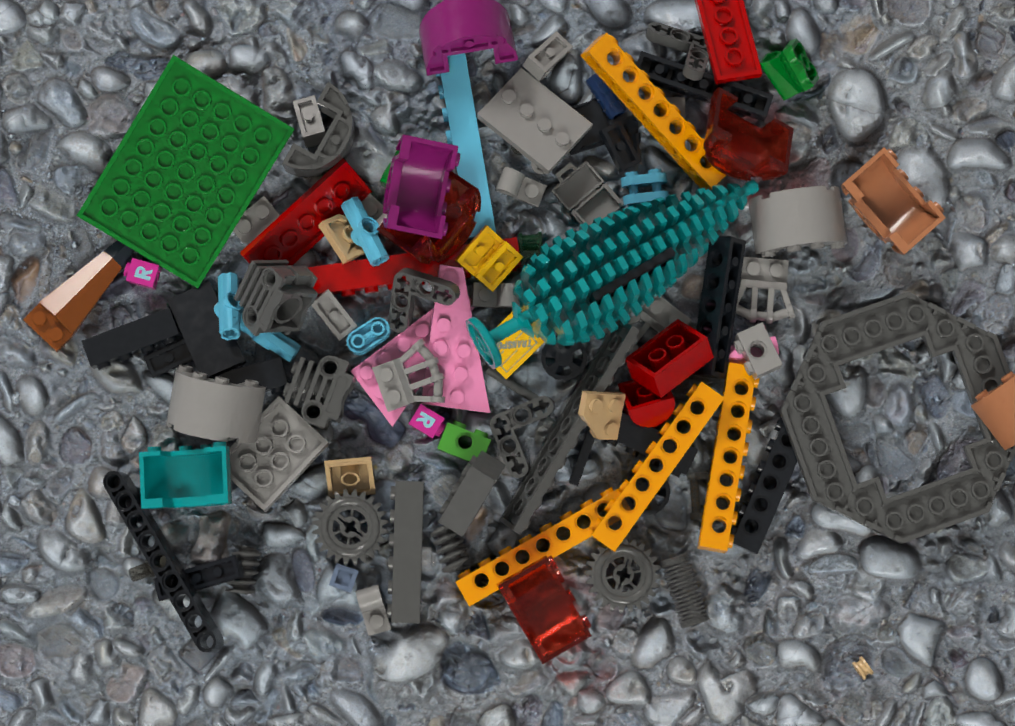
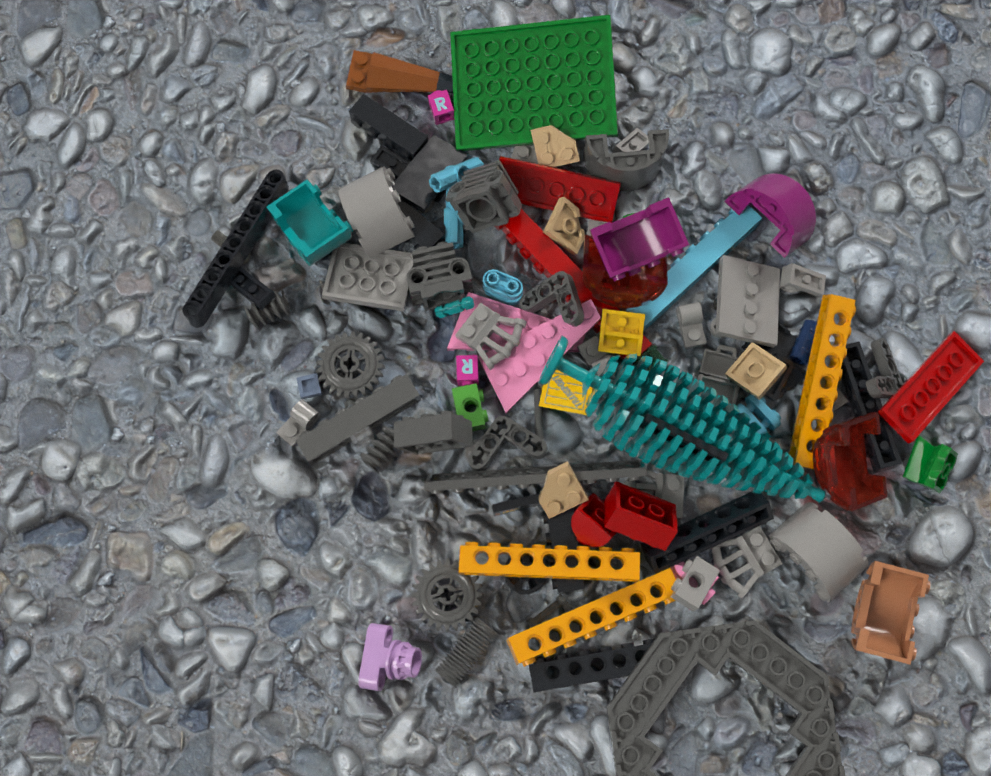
camera: 65 degrees right, 10 degrees down
(264, 196) = (554, 147): none -> tan plate
(333, 315) = (501, 249): light grey plate -> none
(350, 475) = (391, 340): tan slope -> none
(358, 394) = (454, 307): none -> teal axle
(365, 231) = (576, 232): medium azure piece -> none
(466, 581) = (364, 478): light orange brick -> none
(545, 608) = (380, 548): clear red cylinder -> none
(563, 358) = (584, 441): black piece -> none
(605, 161) = (756, 370): none -> tan plate
(653, 653) = (386, 657): none -> lavender beam

